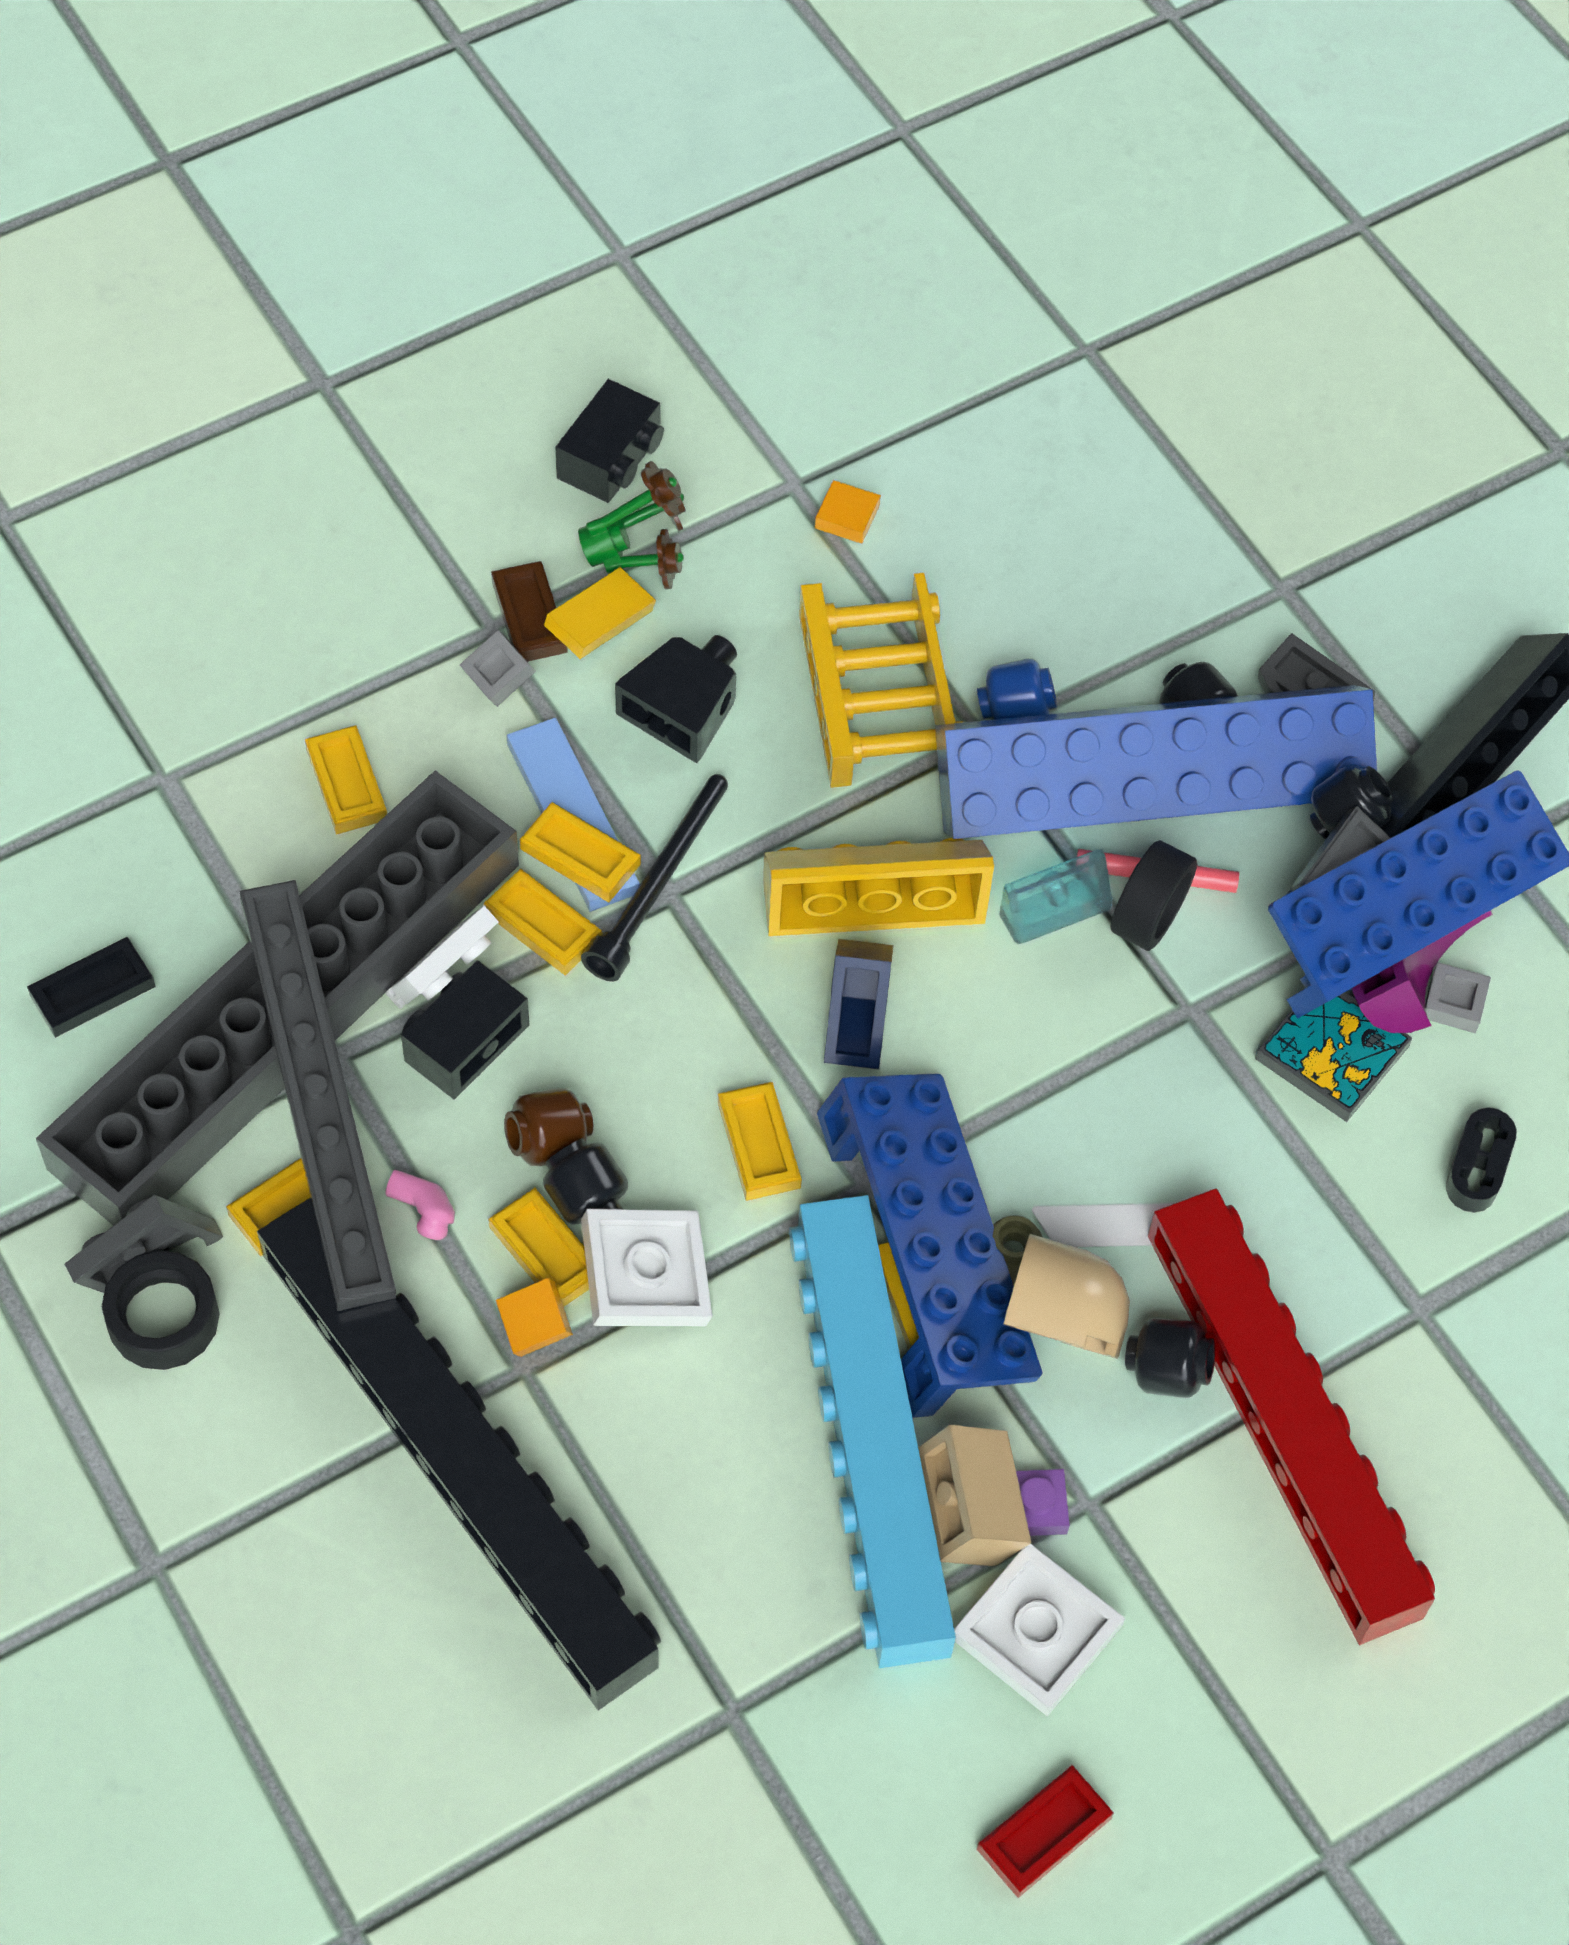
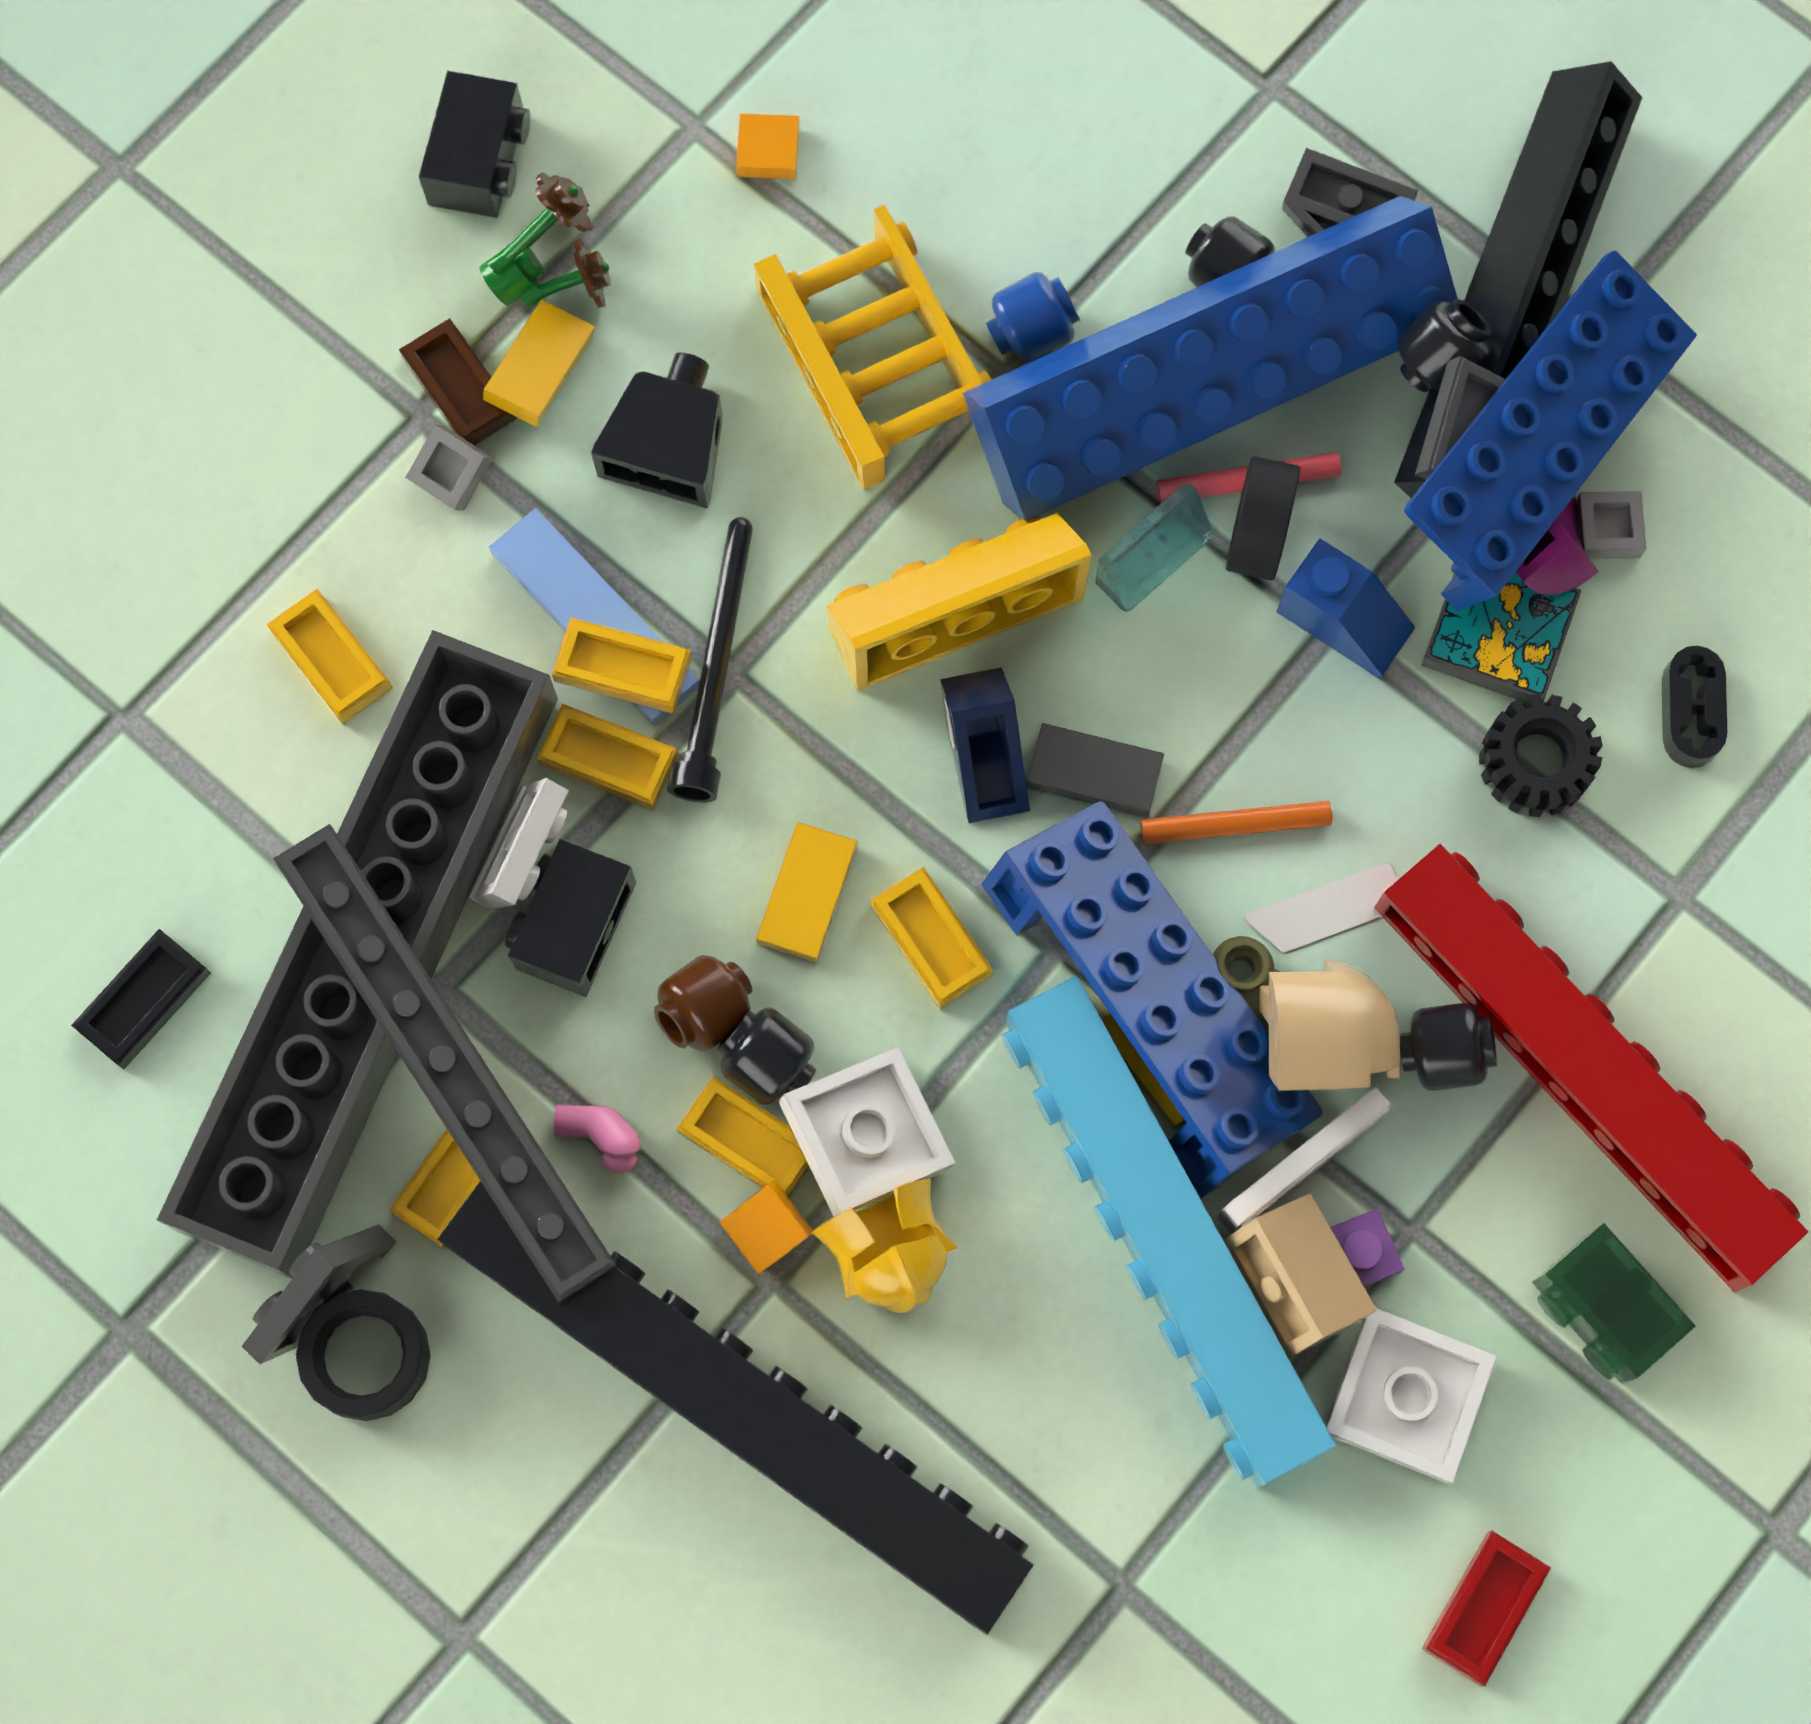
camera: 15 degrees left, 15 degrees up
(631, 1368) = (890, 1250): none -> yellow helmet
(667, 1073) = (807, 892): none -> yellow tile
(940, 1047) = (1095, 770): none -> dark grey tile
(1024, 1403) = (1305, 1161): none -> white tile
(1051, 1130) = (1236, 822): none -> orange bar
(1202, 989) = (1346, 608): none -> blue slope
(1241, 1611) = (1611, 1306): none -> clear green brick
(1344, 1129) = (1566, 730): none -> black tyre

